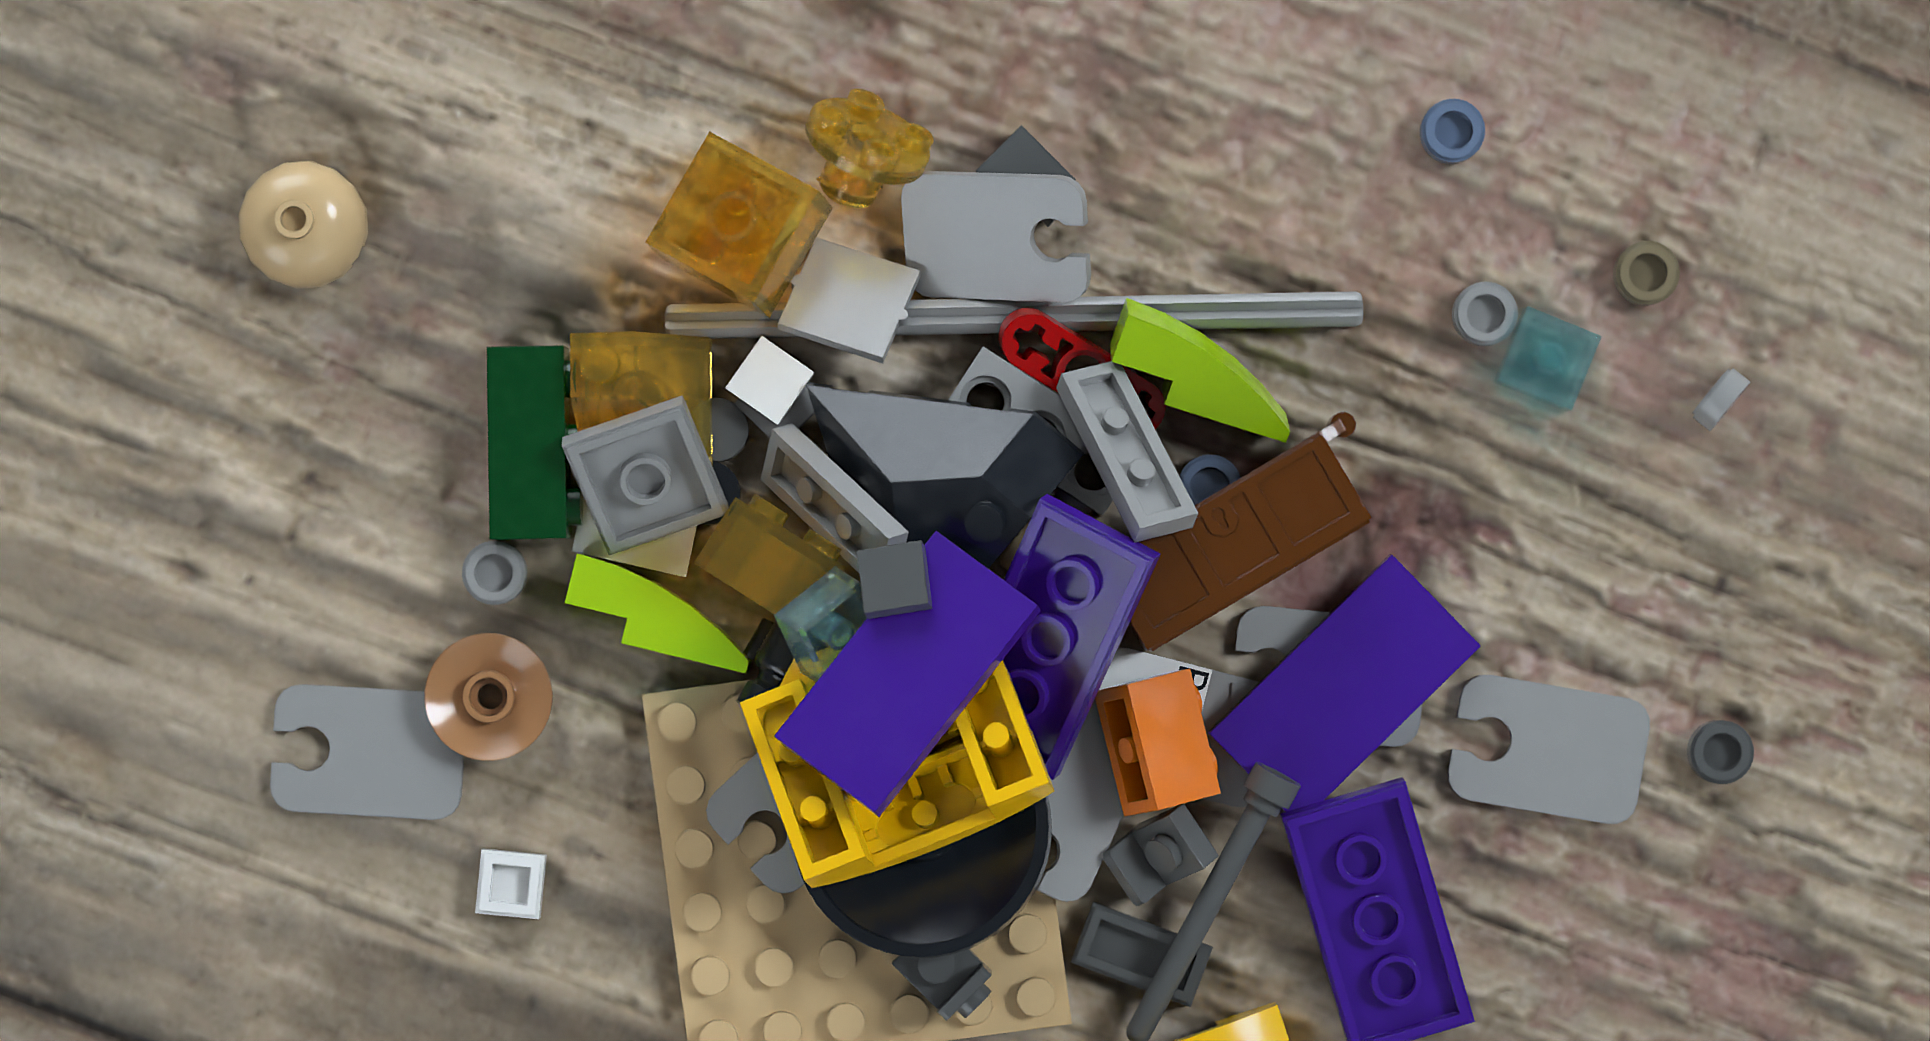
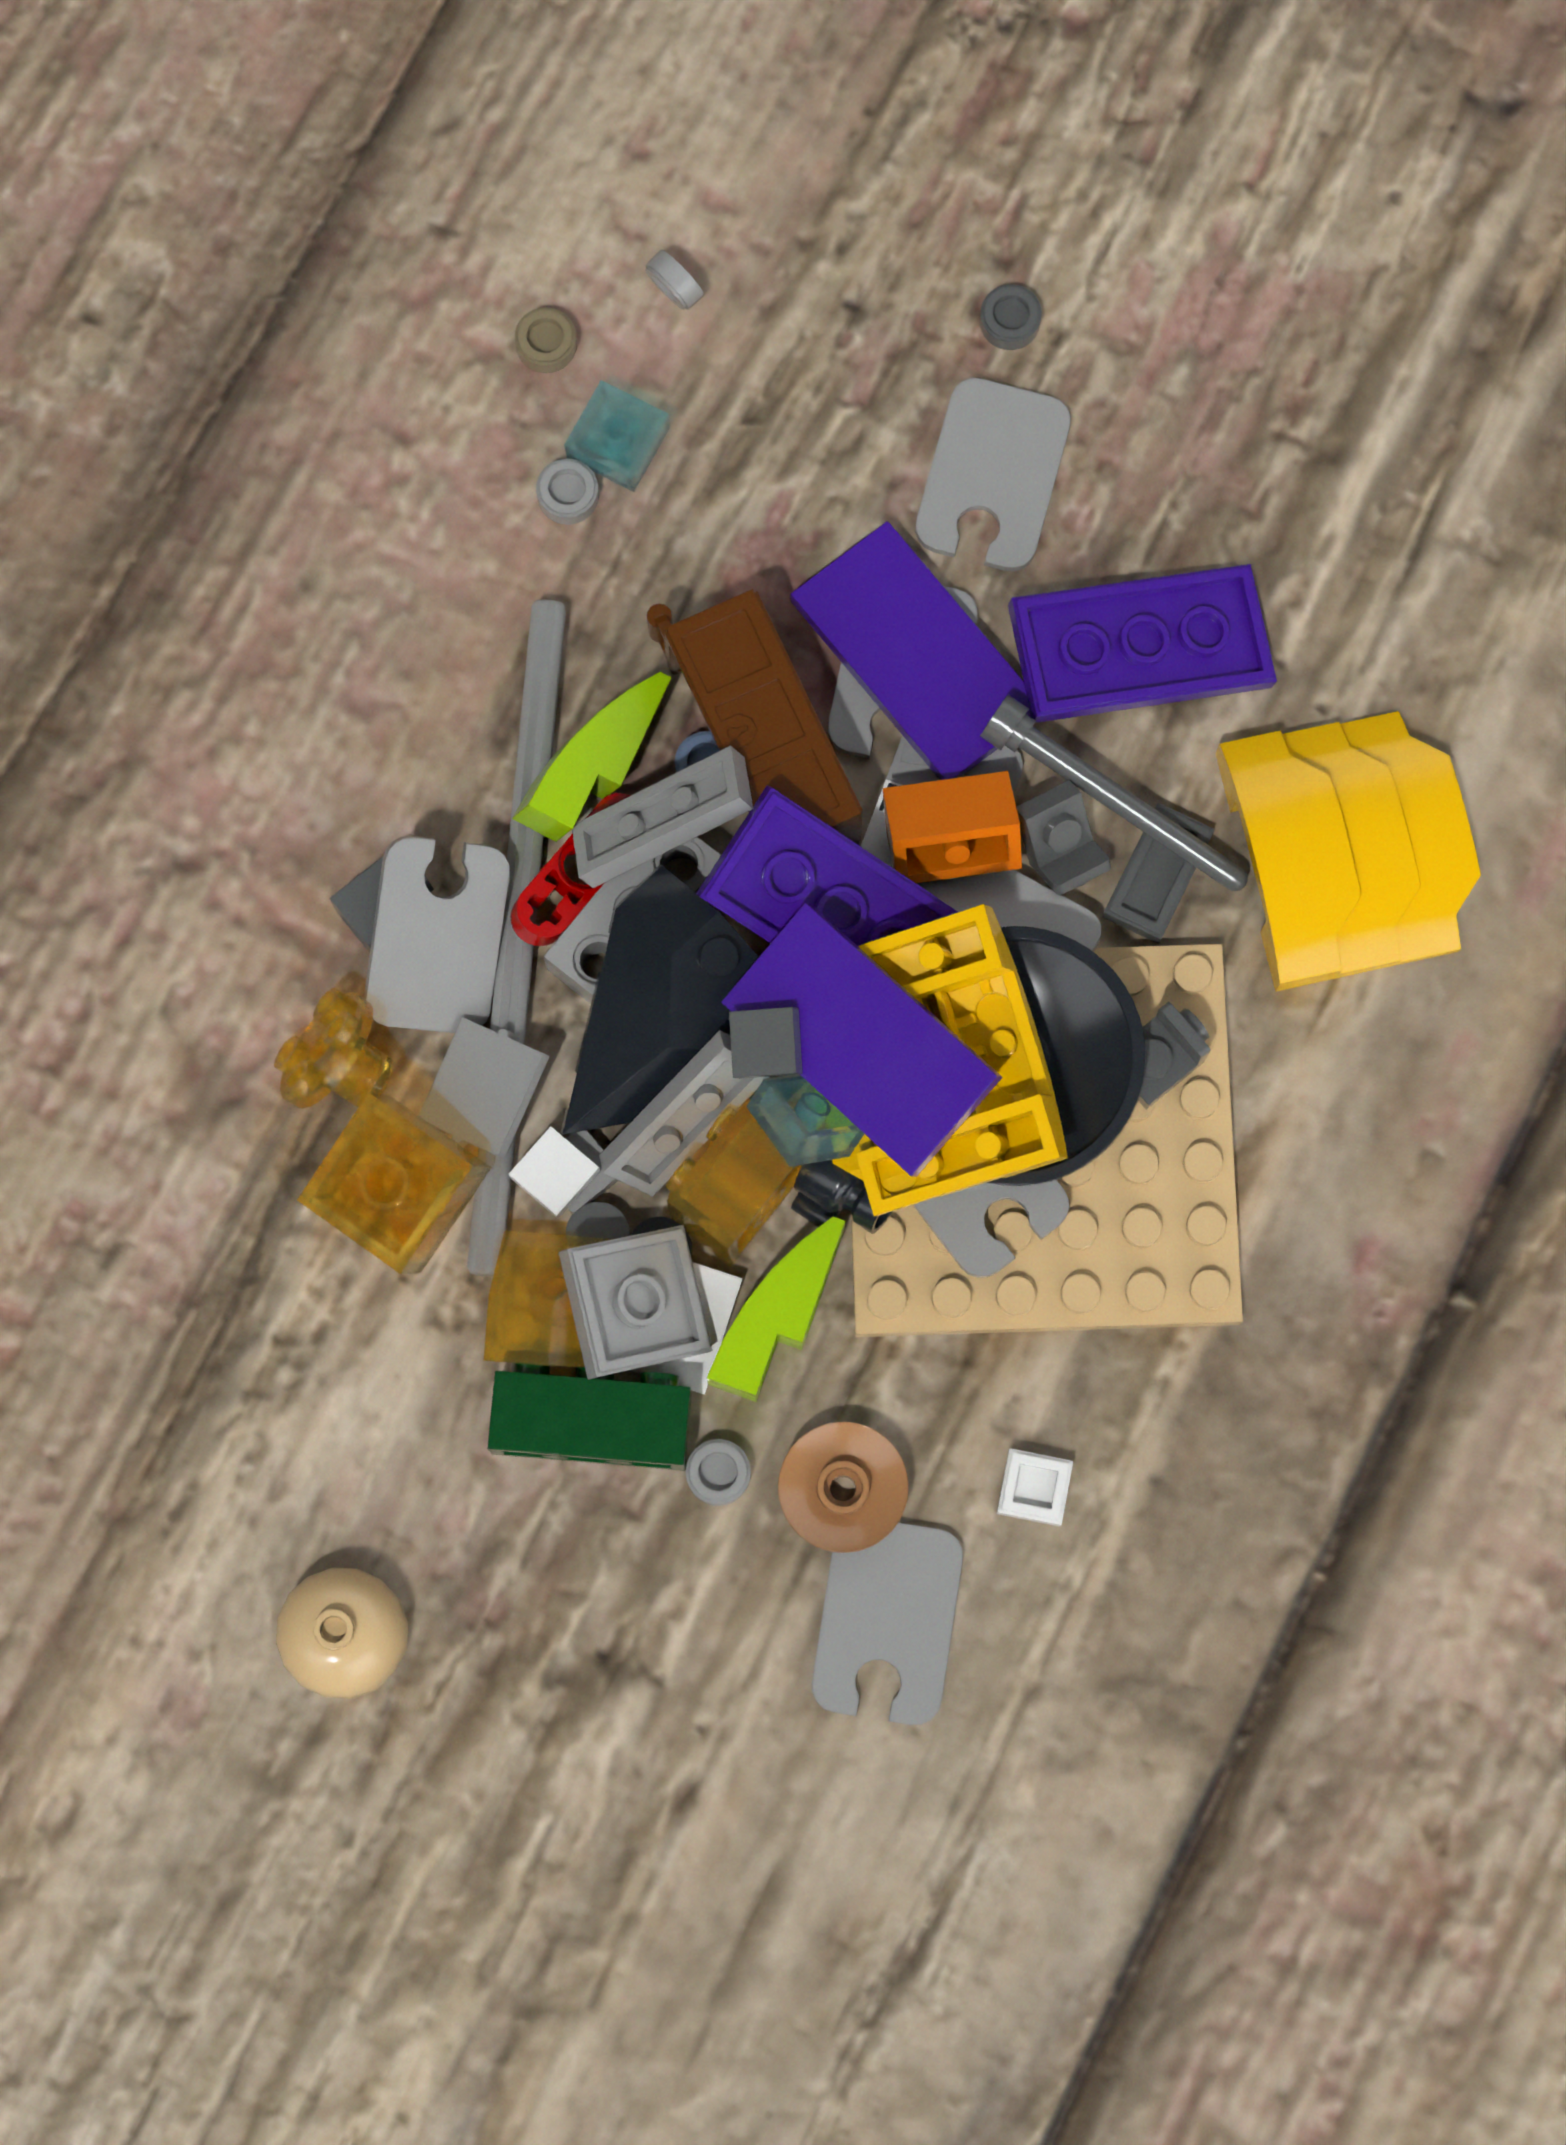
camera: 85 degrees left, 10 degrees down
(1452, 131) = (387, 504): sand blue tile -> none

